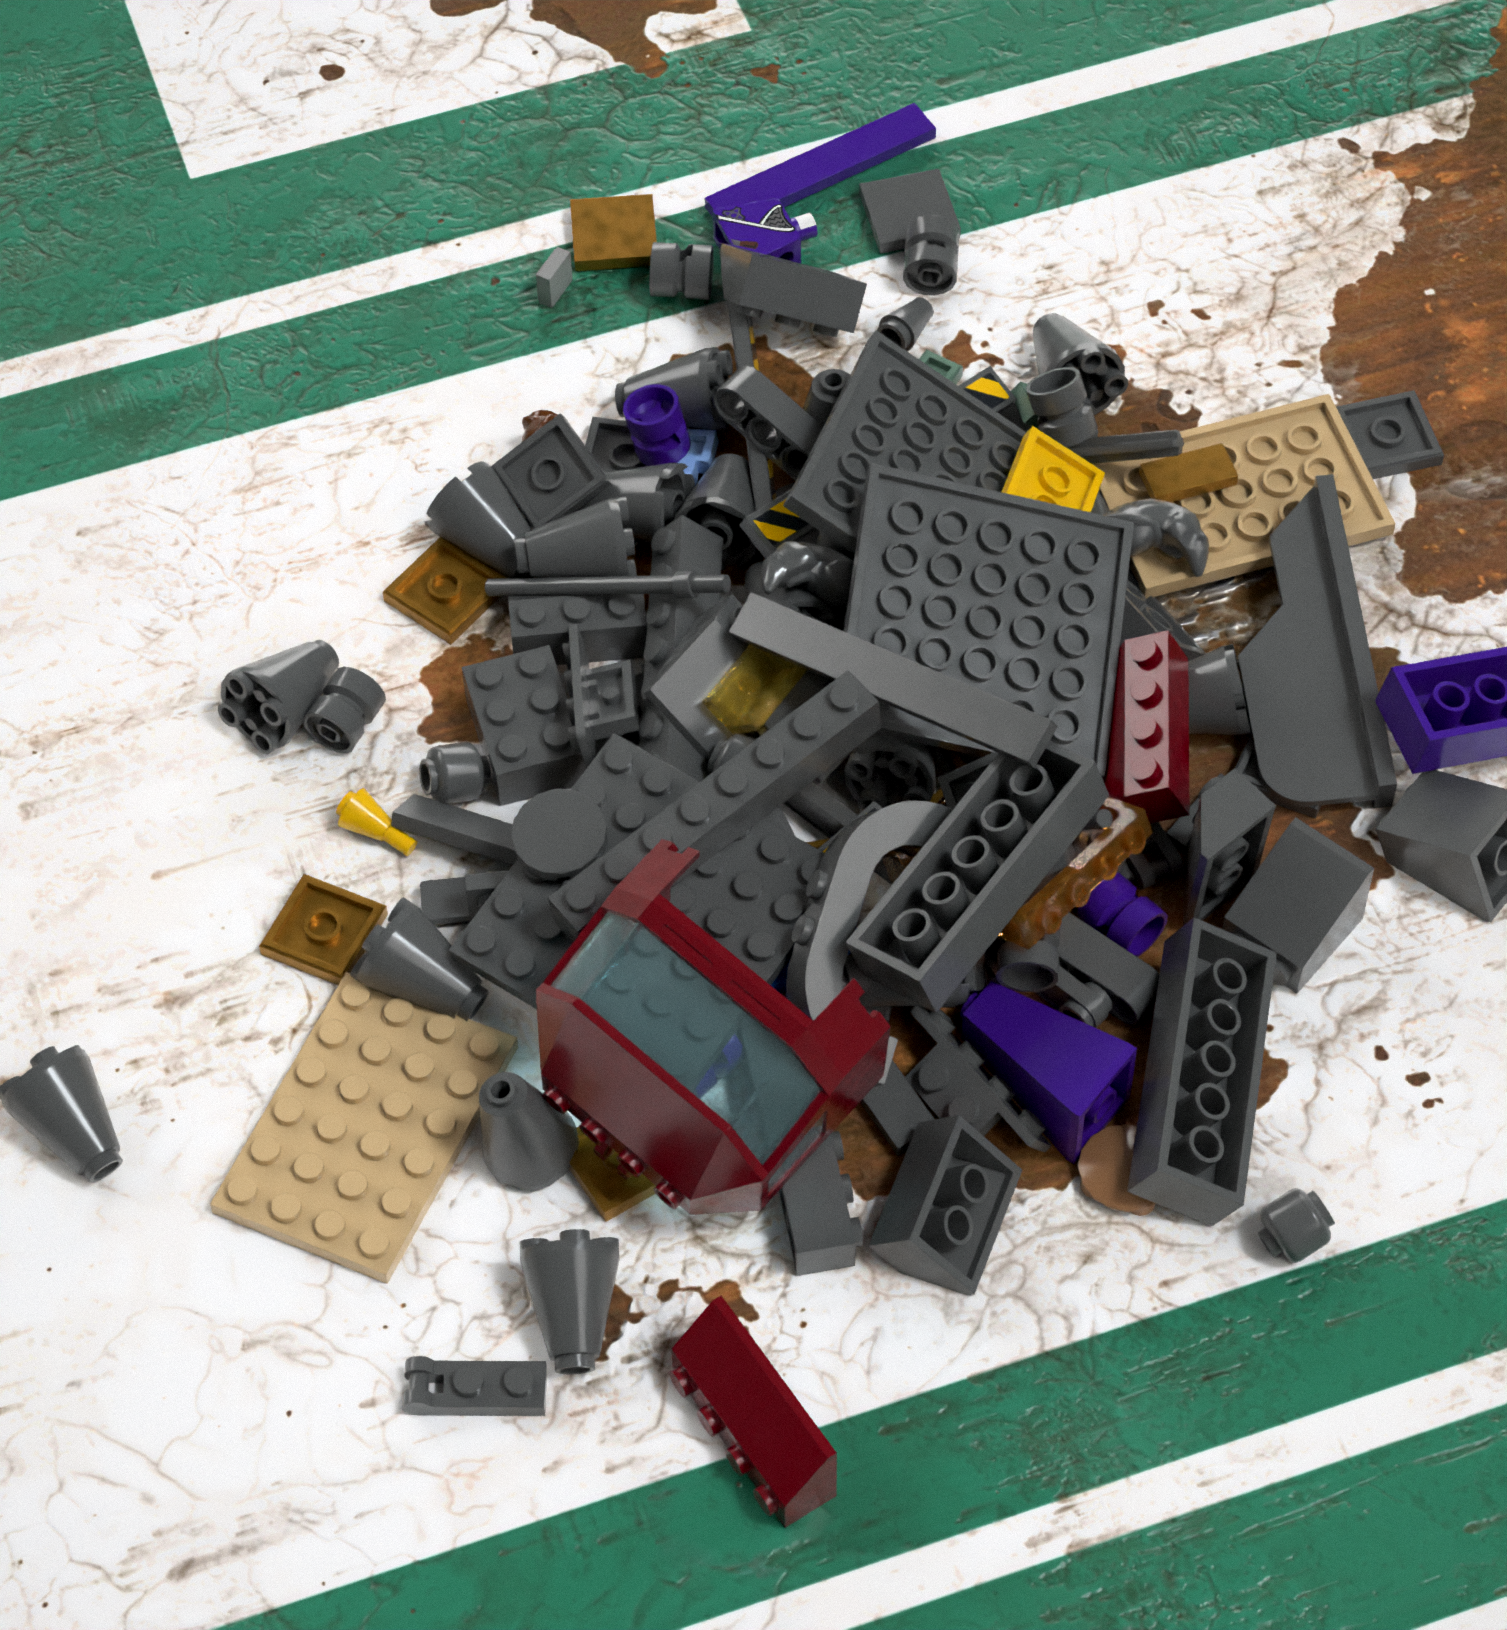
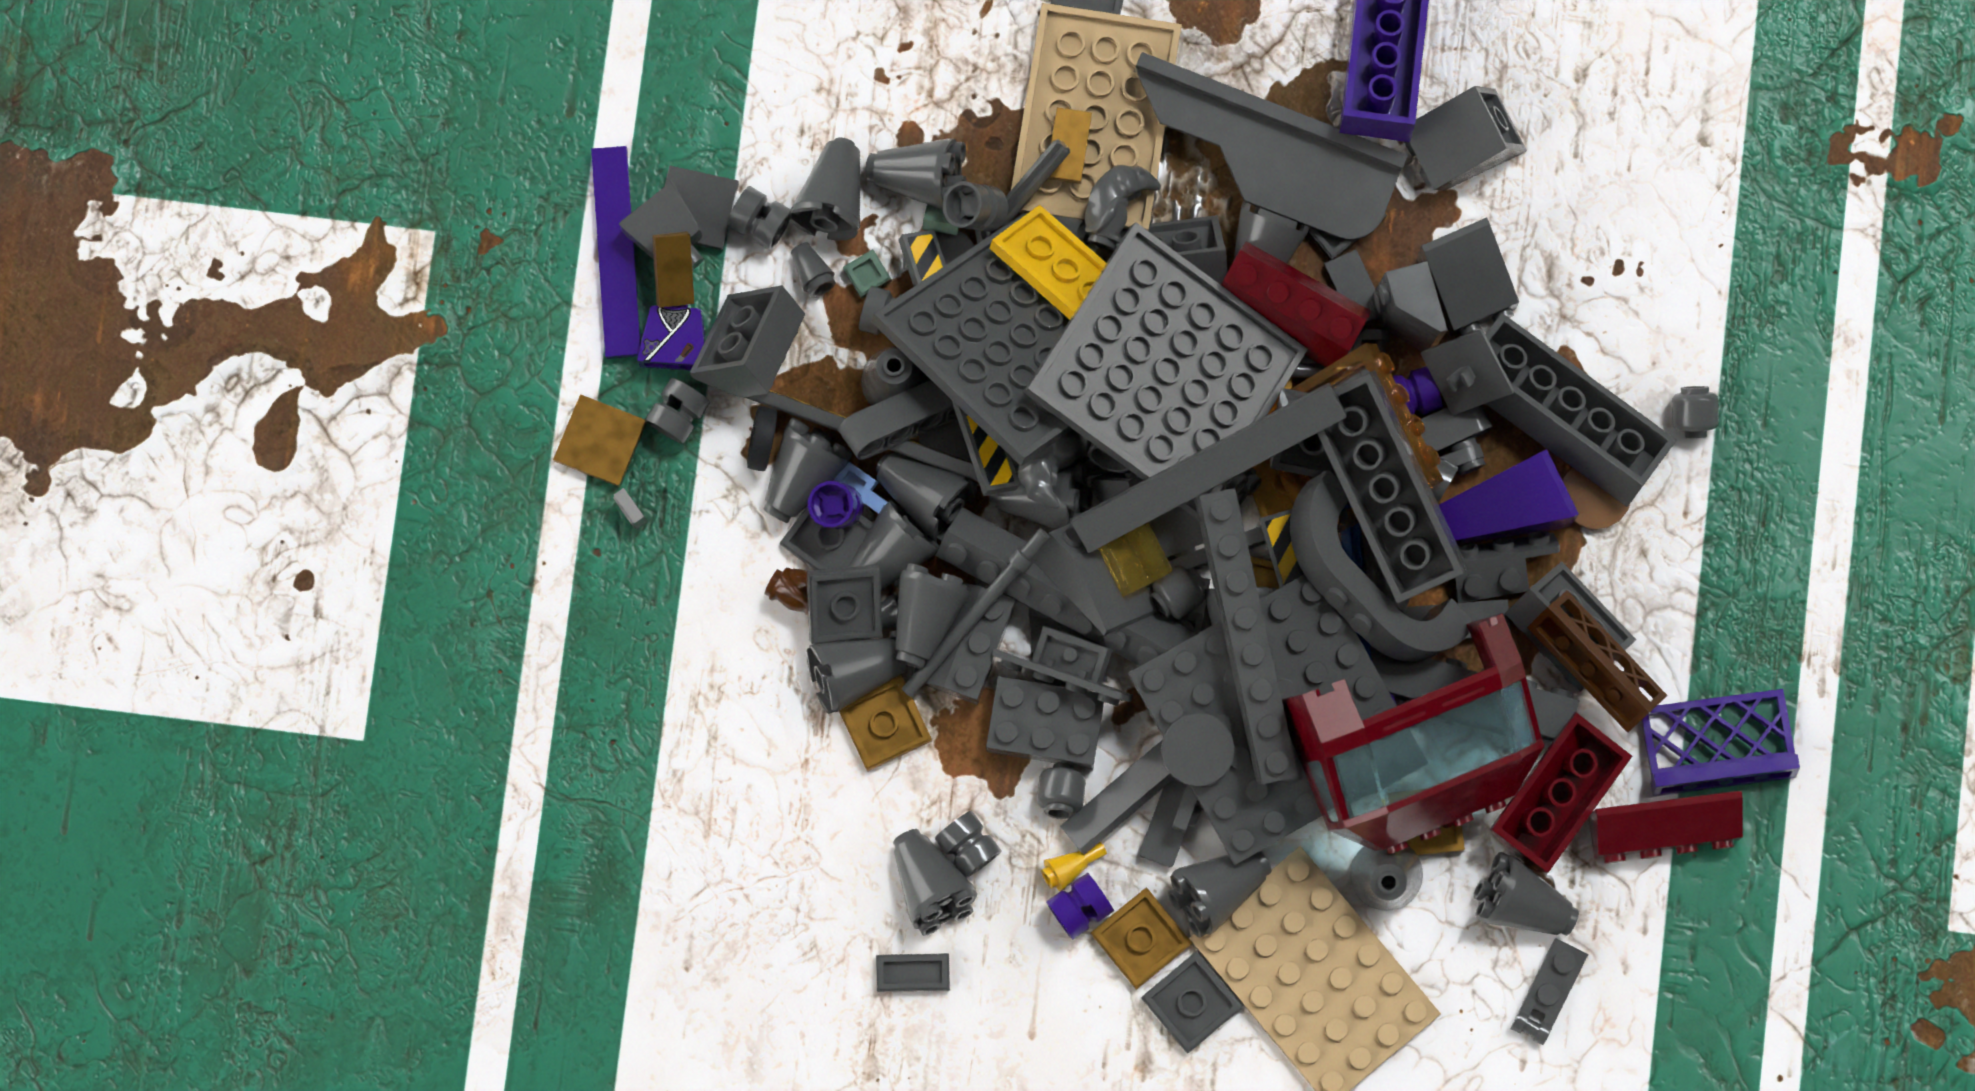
camera: 60 degrees left, 25 degrees up
(174, 730) = (913, 972): none -> dark grey tile
(270, 1011) = (1192, 1002): none -> dark grey tile
(330, 844) = (1080, 906): none -> dark purple wheel
(690, 331) = (762, 438): none -> black tyre
(761, 1265) = (1560, 794): none -> dark red slope
(825, 190) = (673, 269): none -> pearl gold tile
(867, 1472) = (1724, 772): none -> dark purple fence
(869, 178) = (662, 215): none -> dark grey torso
(905, 1222) = (1594, 664): none -> reddish brown fence
(996, 298) = (831, 193): none -> dark grey cone
(1177, 929) = (1467, 372): none -> dark grey piece

